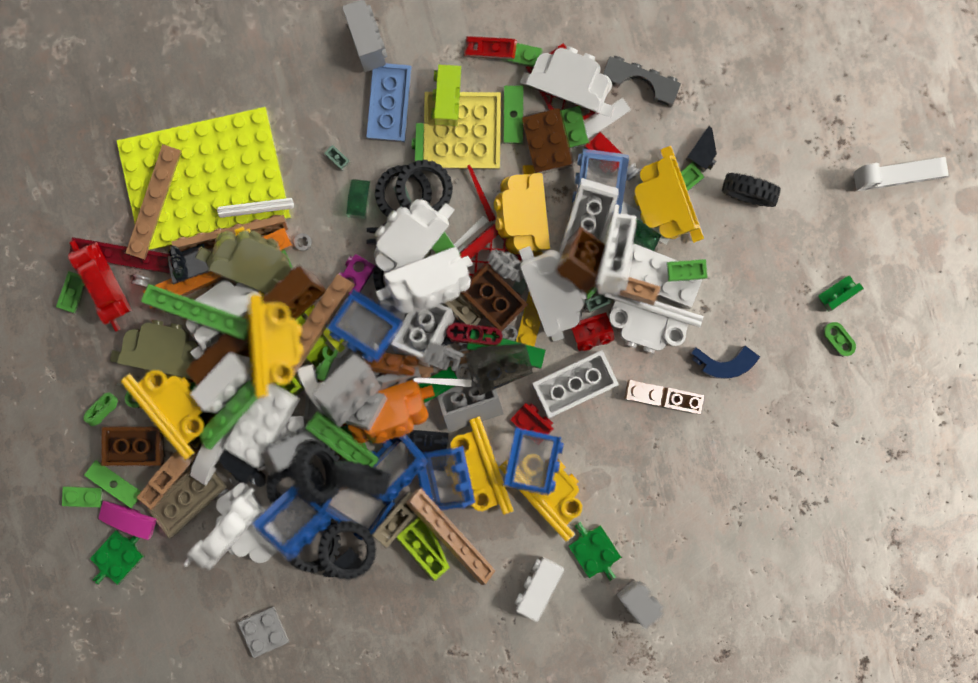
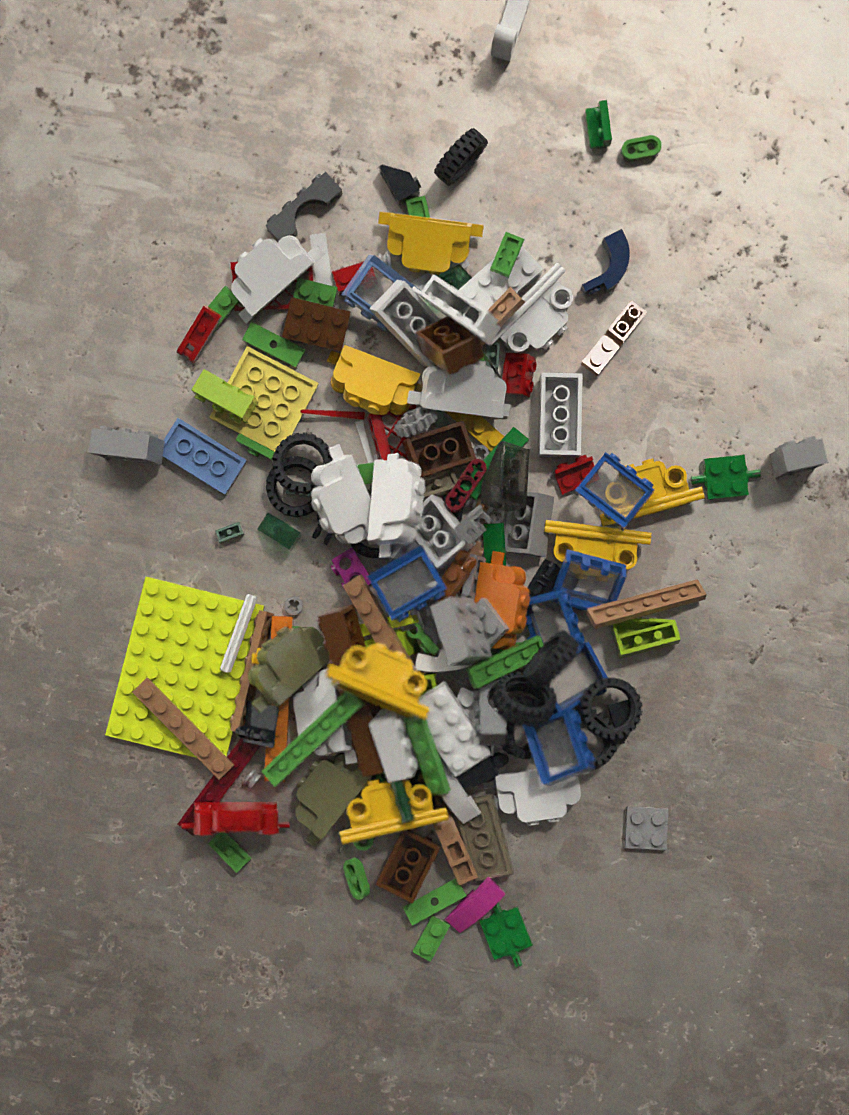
camera: 60 degrees left, 0 degrees up
(180, 413) = (402, 801): none -> dark green pin
(239, 518) = (537, 816): white brick -> none
(394, 521) = (605, 648): dark tan slope -> none
(456, 382) = (505, 520): white sticker -> none
(538, 588) = (736, 545): white brick -> none

